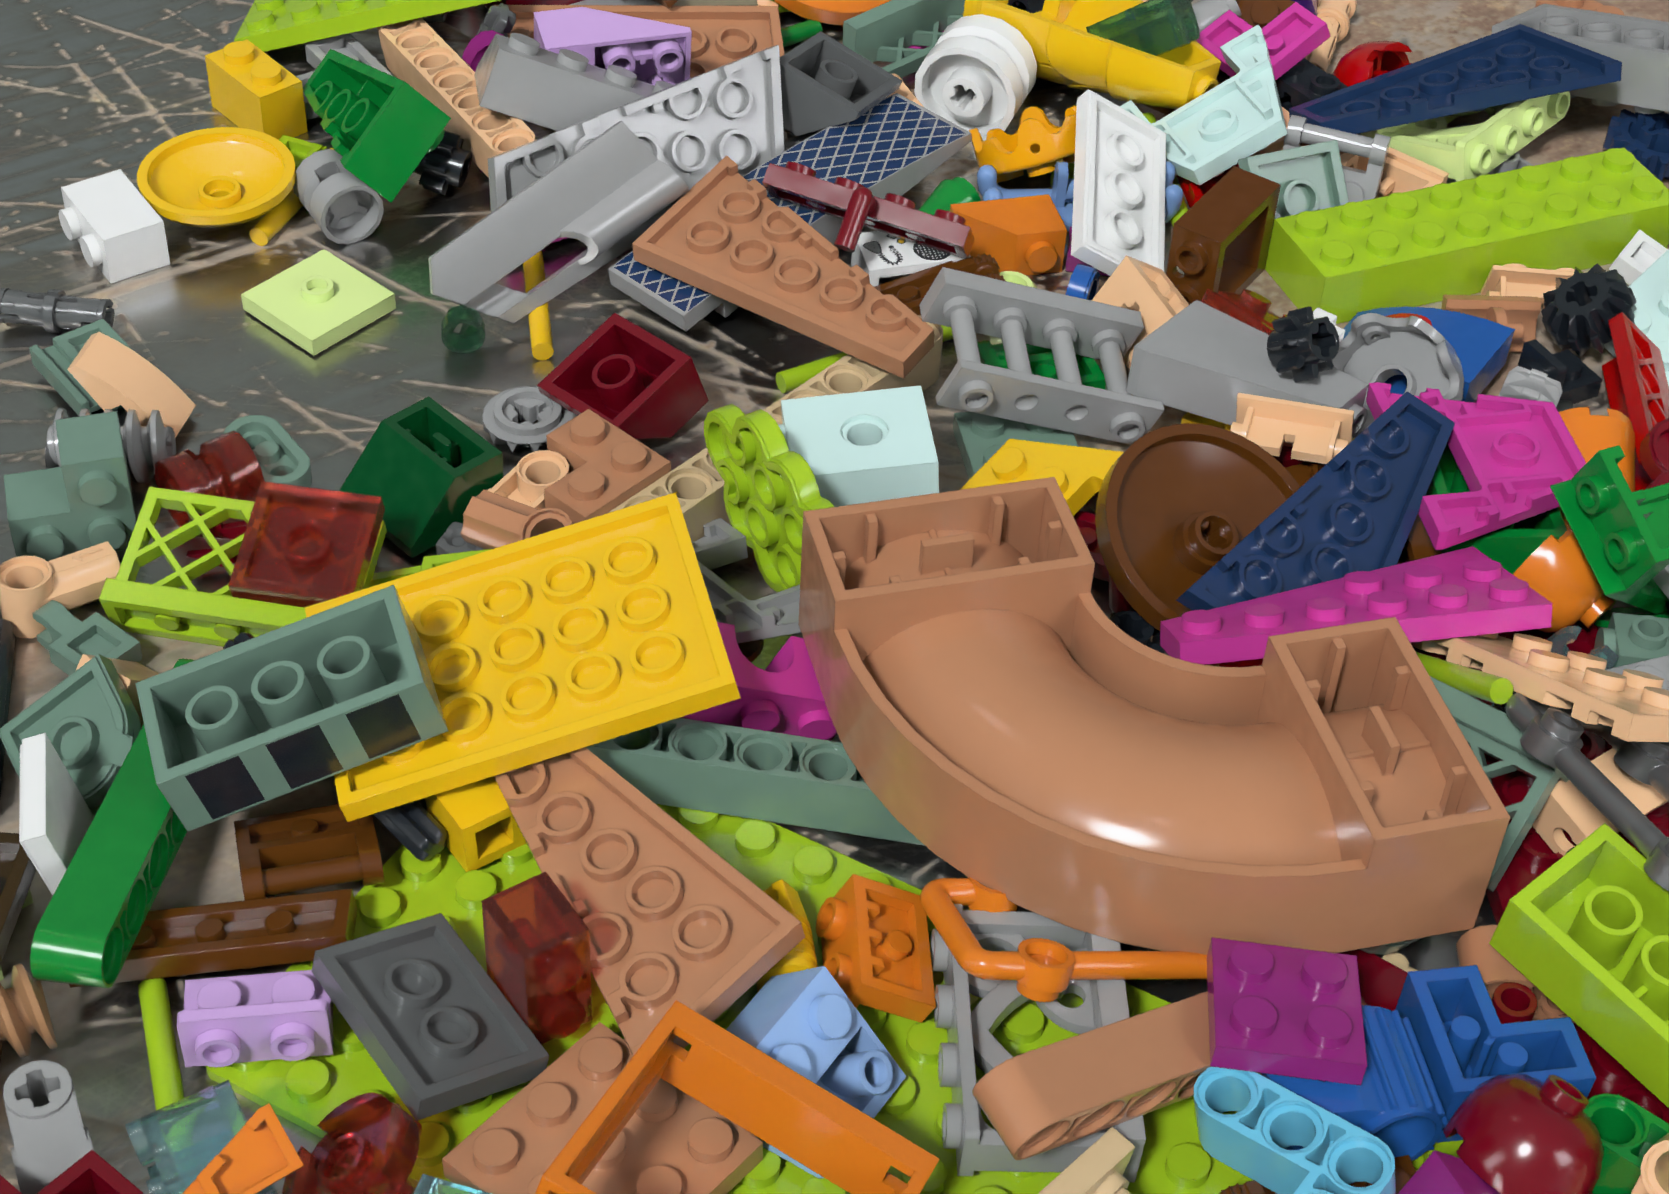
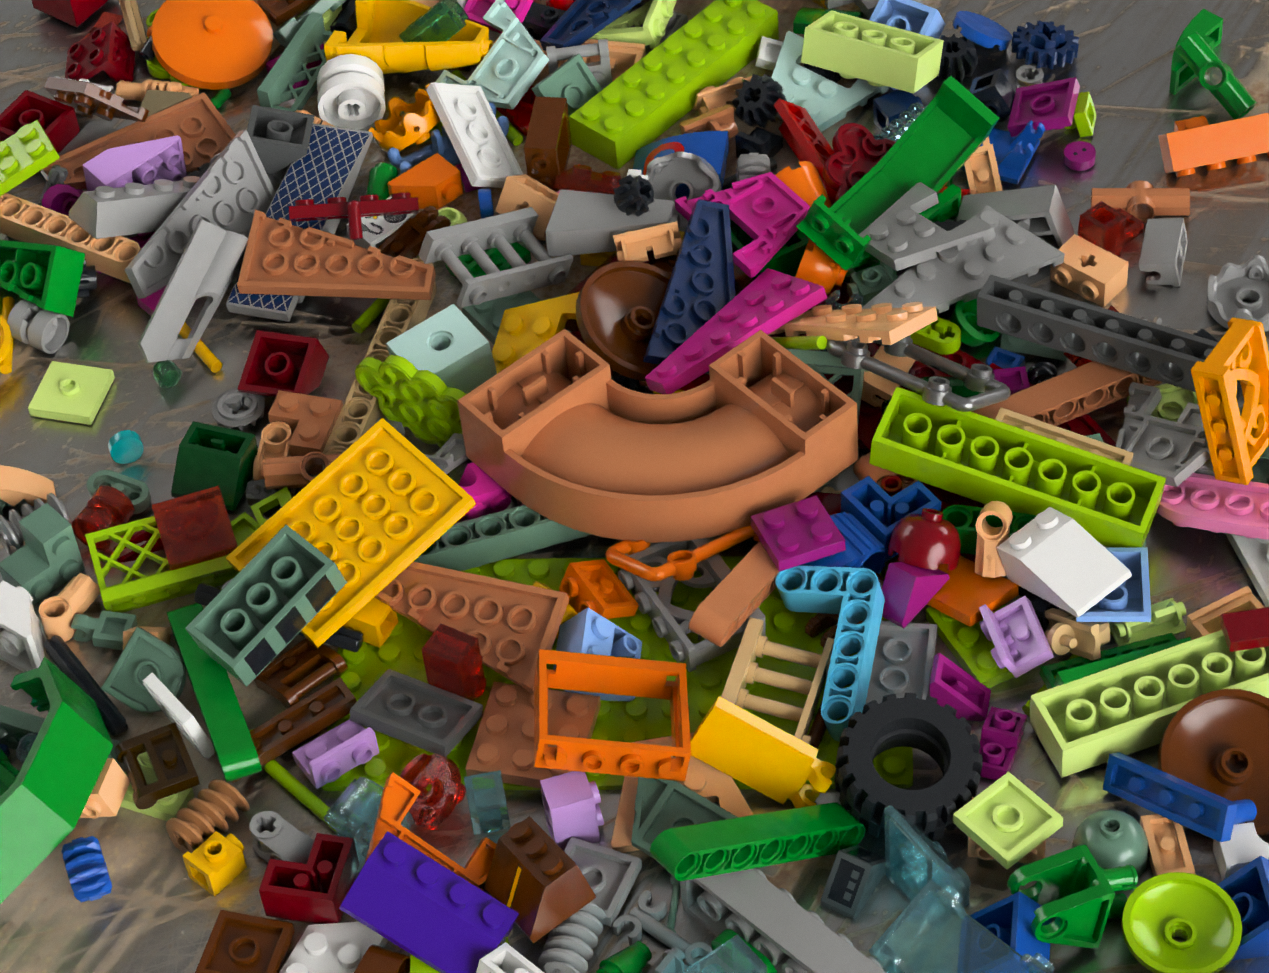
camera: 20 degrees left, 5 degrees up
(326, 400) = (125, 447): none -> teal tile

